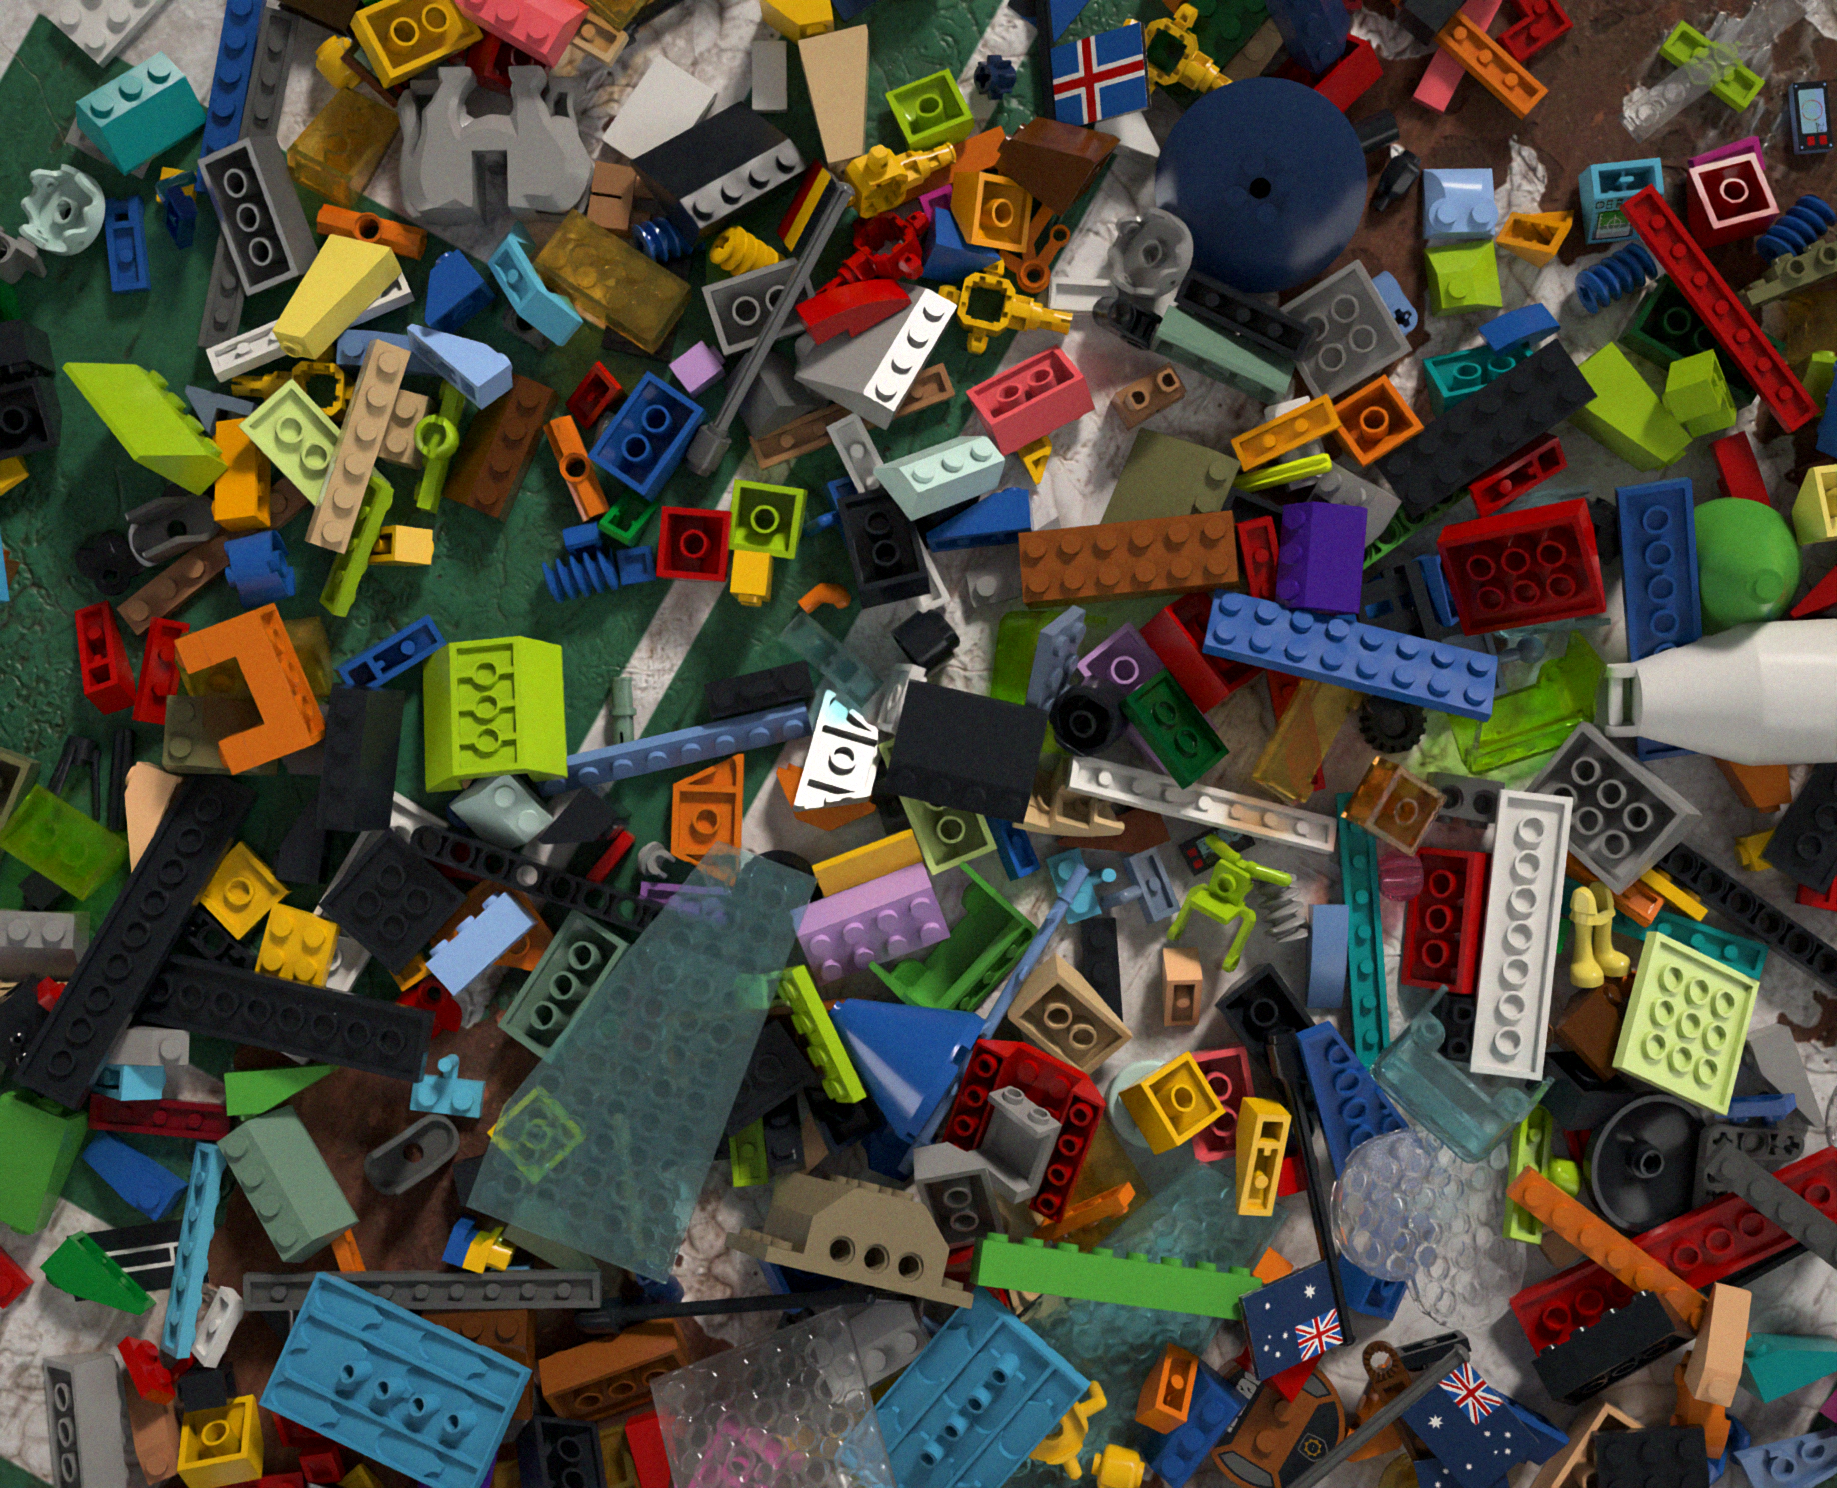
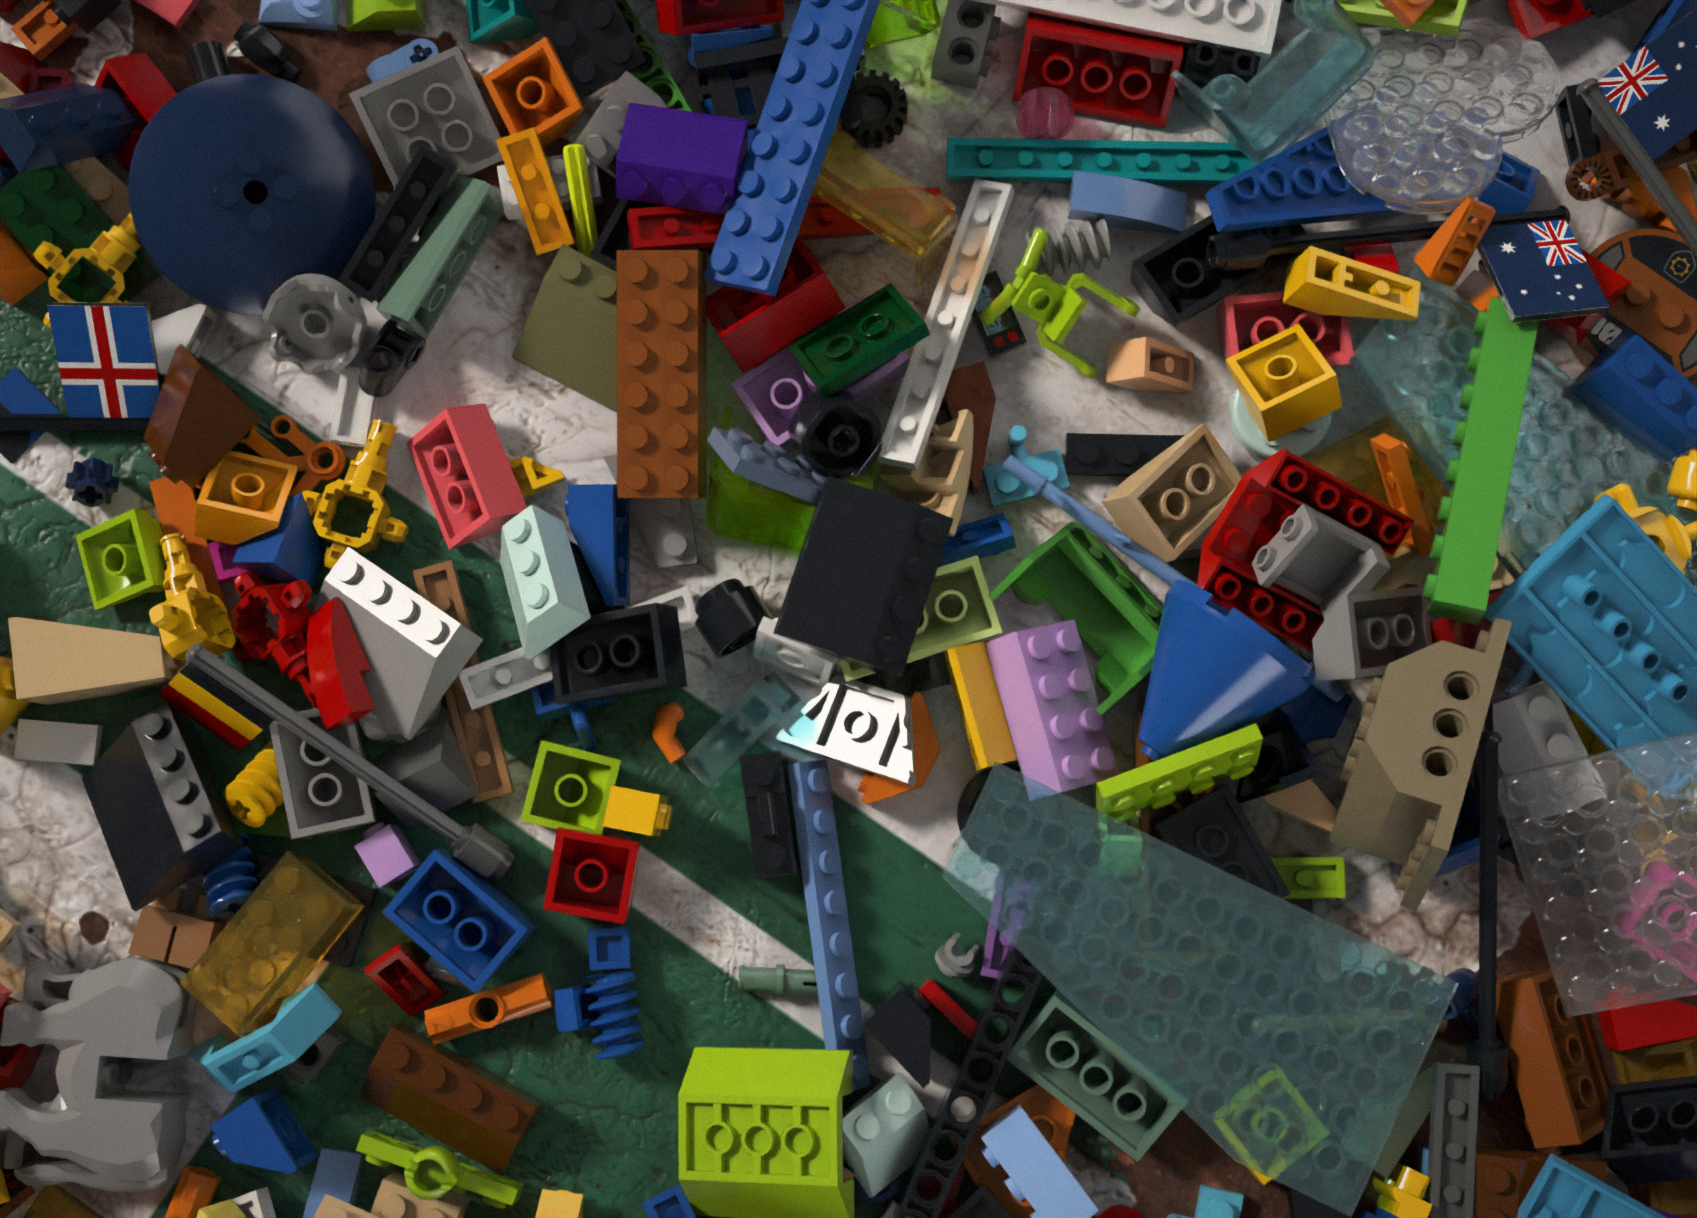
camera: 80 degrees left, 5 degrees down
(464, 363) = (347, 1132): light blue slope -> none
(628, 518) = (554, 953): green slope -> none
(658, 109) = (79, 875): white tile -> none
(708, 810) = (904, 889): orange wing -> none
(784, 1138) = (1296, 830): black plate -> none
(1148, 886) = (1034, 392): sand blue plate -> none
(1149, 394) = (477, 342): medium nougat hips -> none
(1168, 1390) = (1610, 416): orange slope -> none
(1310, 1244) = (1454, 242): none -> orange slope
(1394, 806) = (966, 111): clear orange slope -> none

